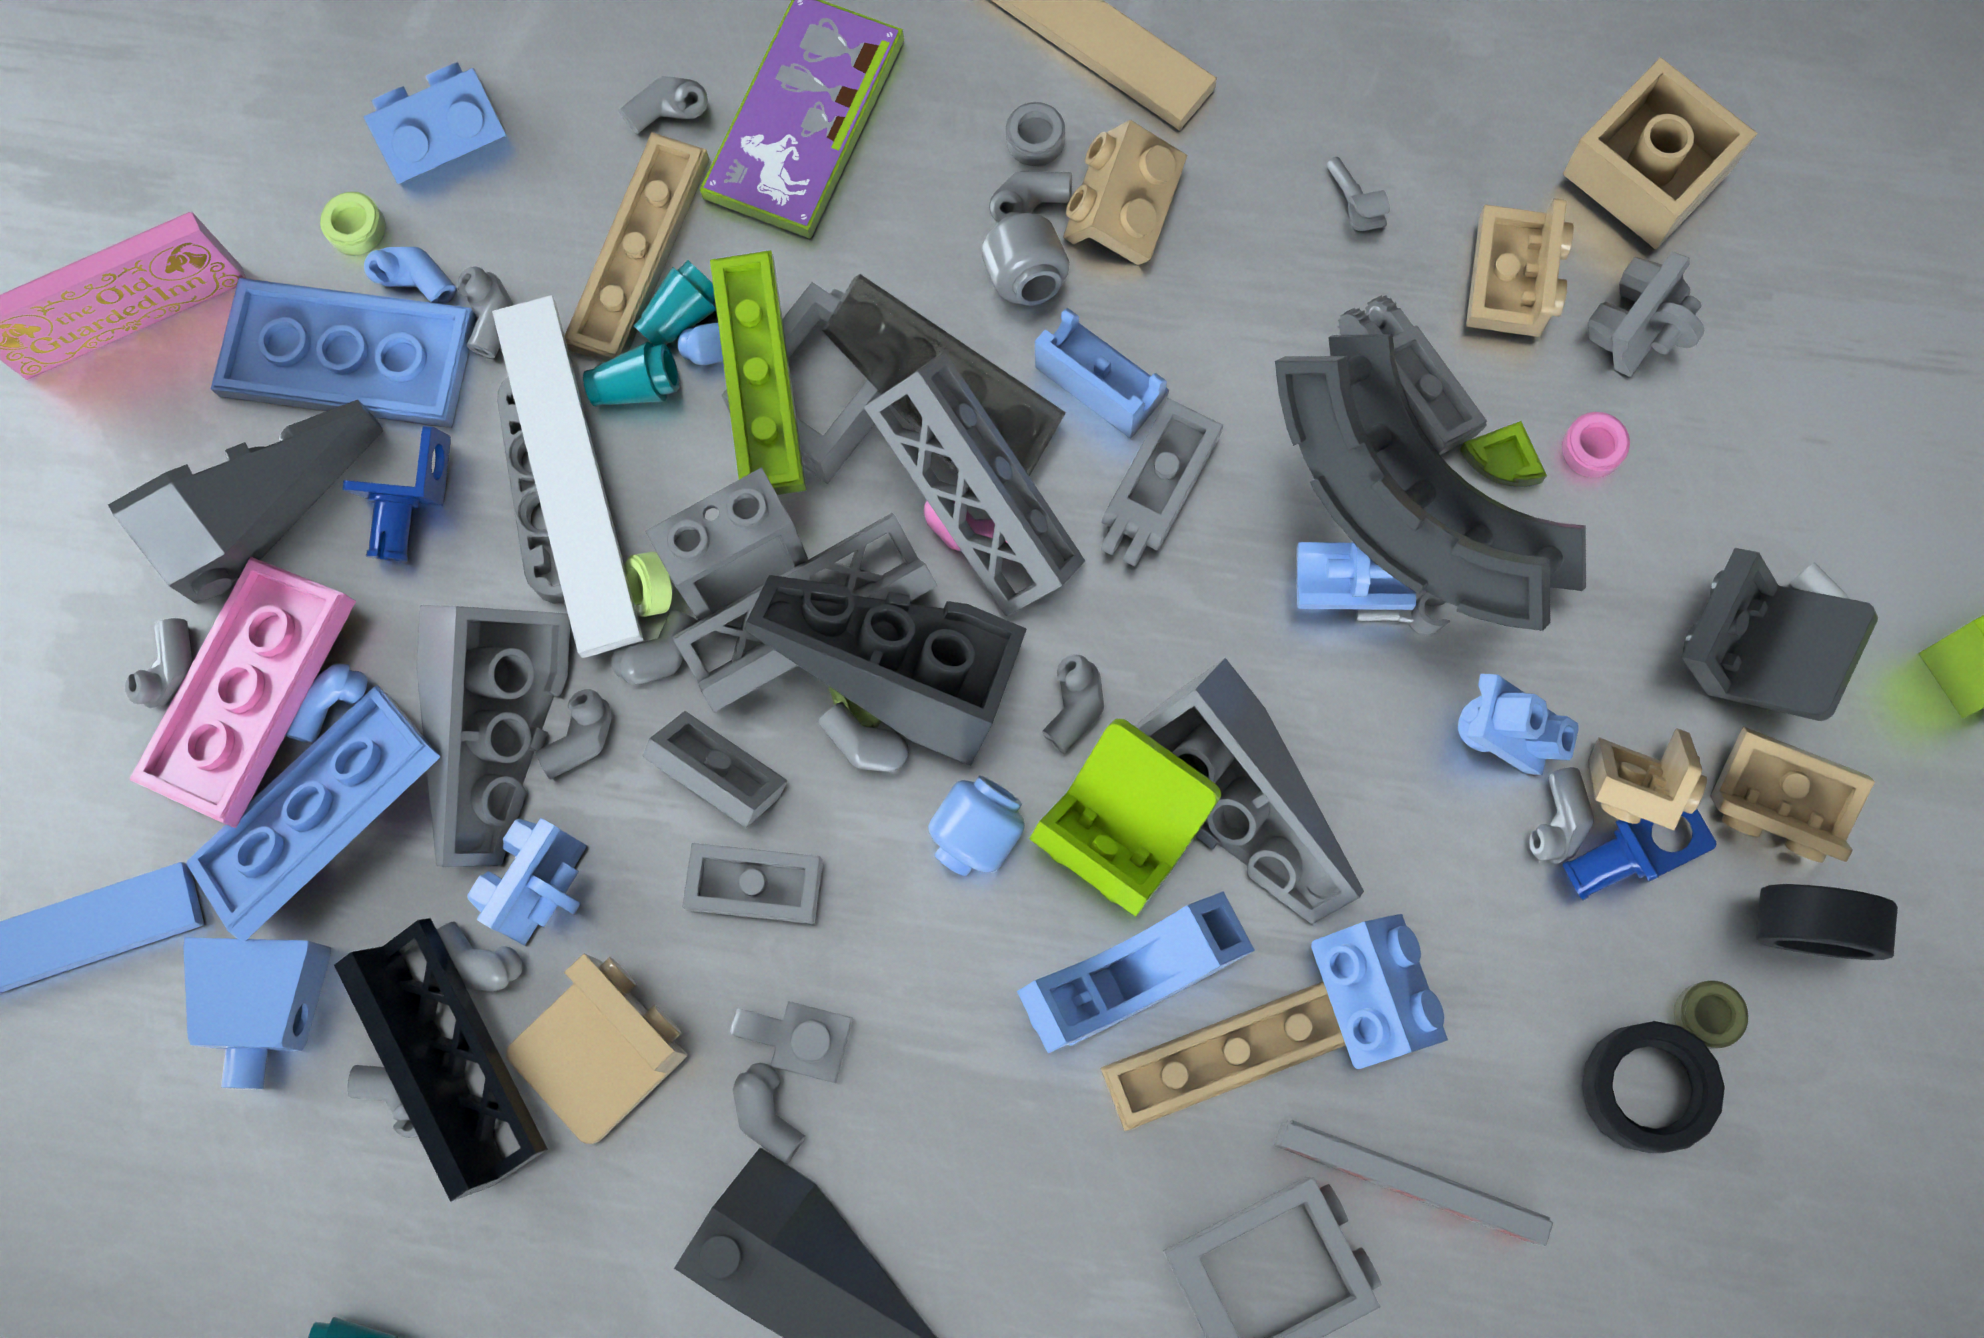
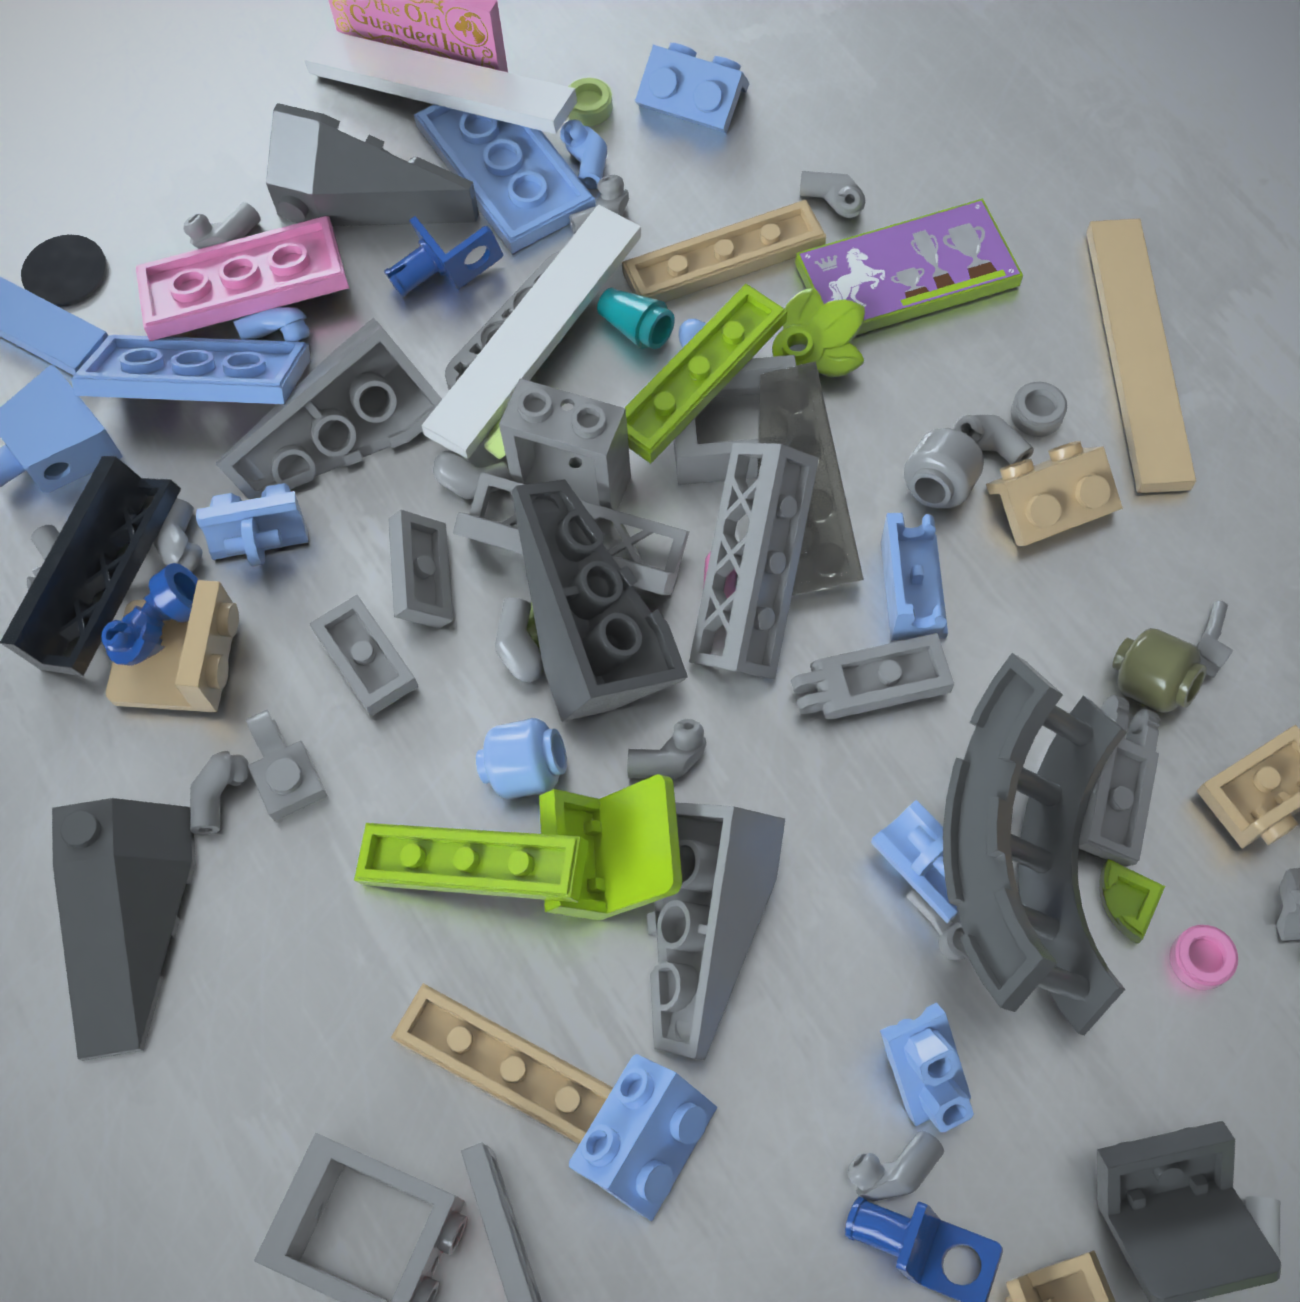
camera: 45 degrees right, 10 degrees down
(57, 850) = (64, 269): none -> black piece
(199, 335) = (442, 81): none -> white tile
(555, 1065) = (140, 631): none -> blue arm
(584, 737) = (377, 482): light grey arm -> none
(679, 303) = (702, 299): teal cone -> none
(806, 235) = (825, 332): none -> lime plate
(1037, 942) = (472, 861): none -> lime tile
(1135, 973) = (501, 948): light blue arch -> none
(1350, 260) = (1159, 670): none -> olive head
(1646, 788) = (969, 1202): tan bracket -> none

